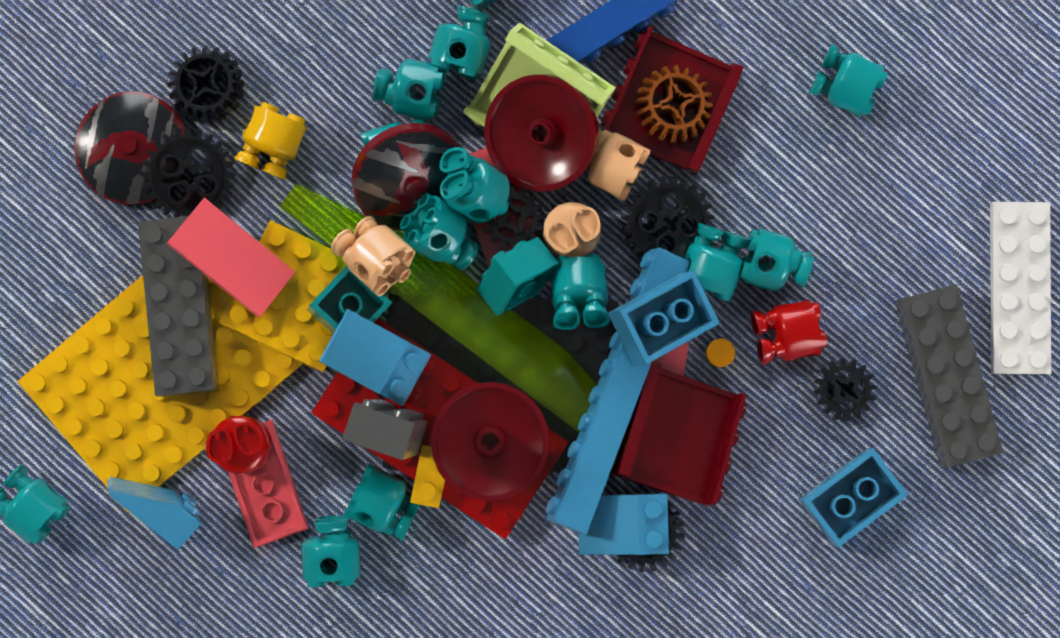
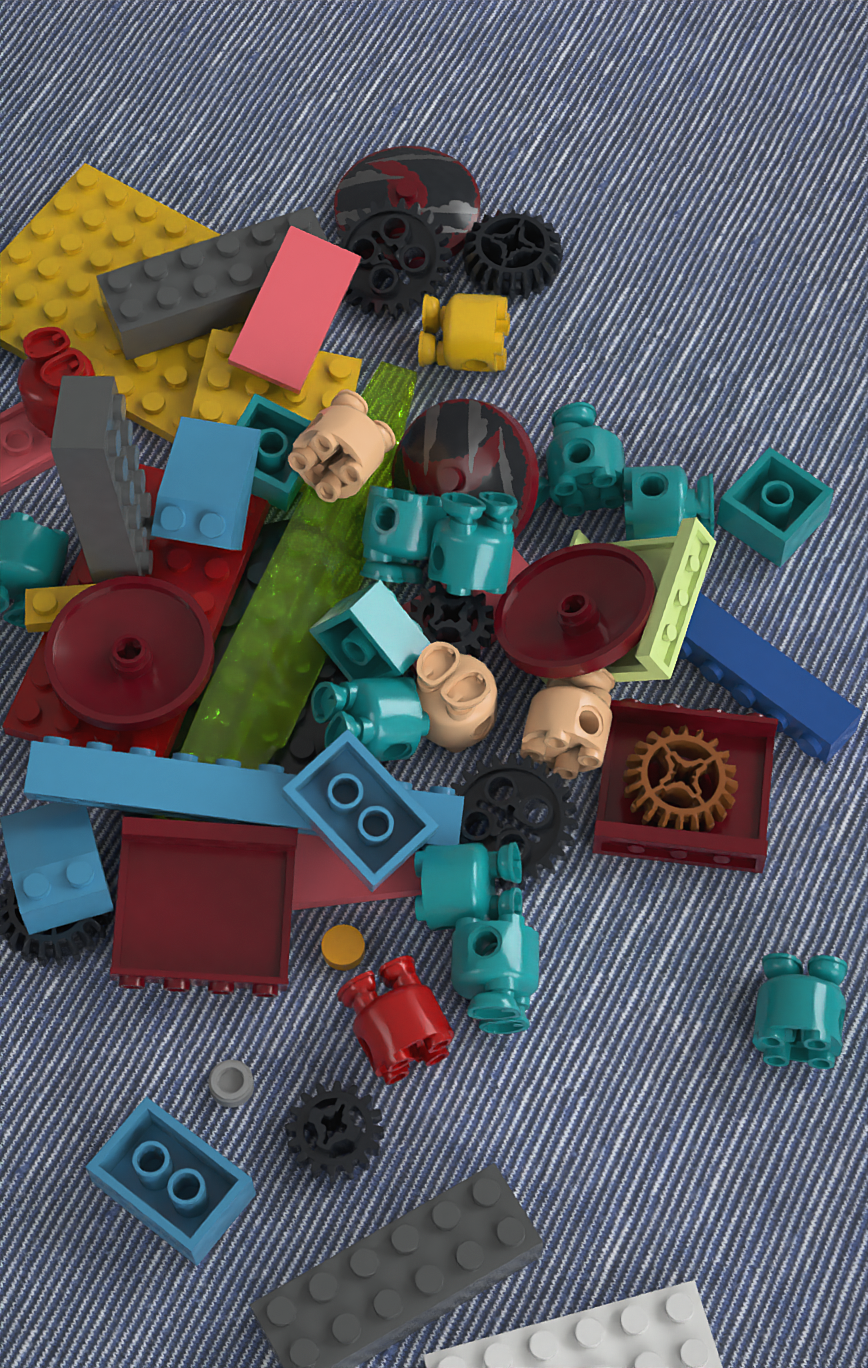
camera: 75 degrees right, 25 degrees down
(791, 445) = (231, 1083): none -> light grey tile

